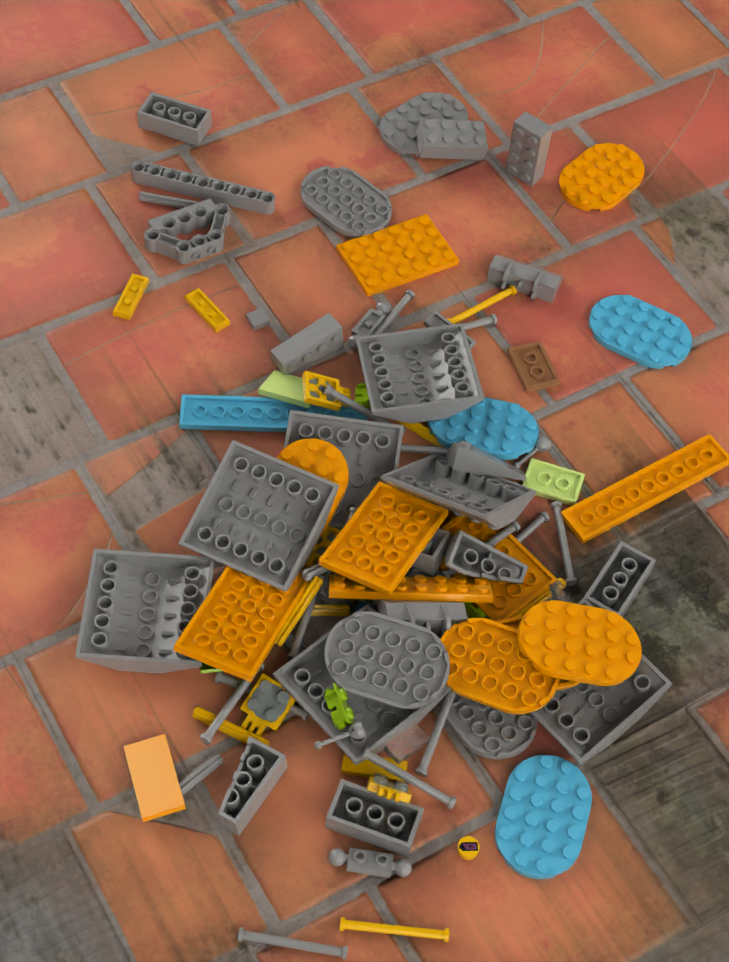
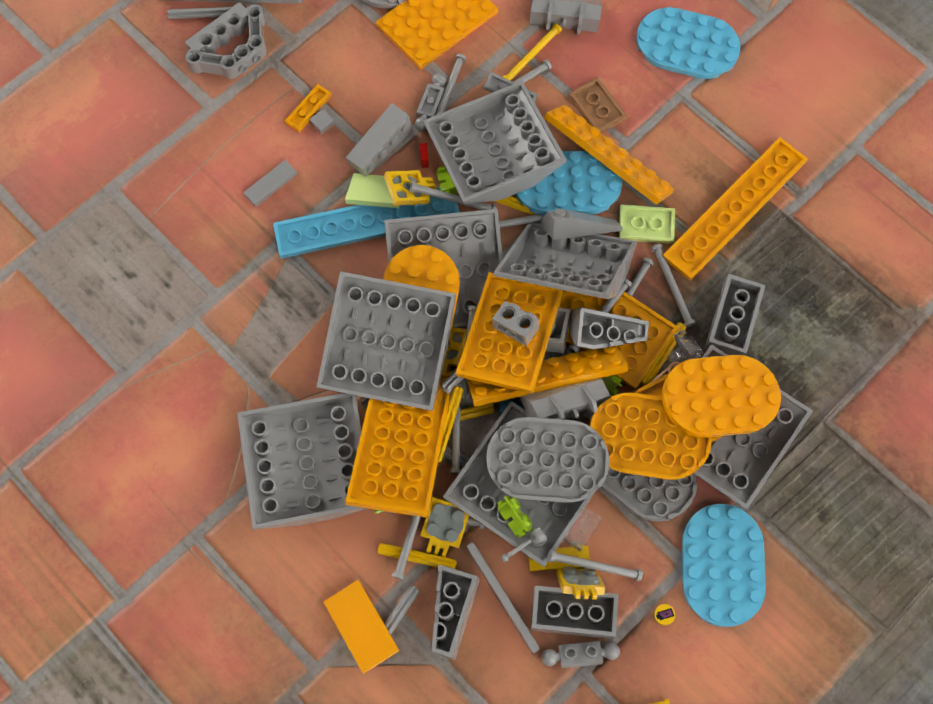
camera: 10 degrees left, 15 degrees up
(130, 296) = (192, 128): yellow tile -> none
(190, 361) = (270, 183): none -> light grey tile
(207, 310) = (270, 124): yellow tile -> none
(249, 303) = (308, 108): none -> light orange tile
(306, 789) = (502, 598): none -> light grey tile
(348, 369) = (424, 155): none -> red tile
(391, 527) = (512, 326): none -> light grey brick
(422, 770) = (607, 513): light grey bar -> none
(532, 409) = (609, 154): none -> light orange plate
(542, 445) = (626, 189): light grey hinge -> none

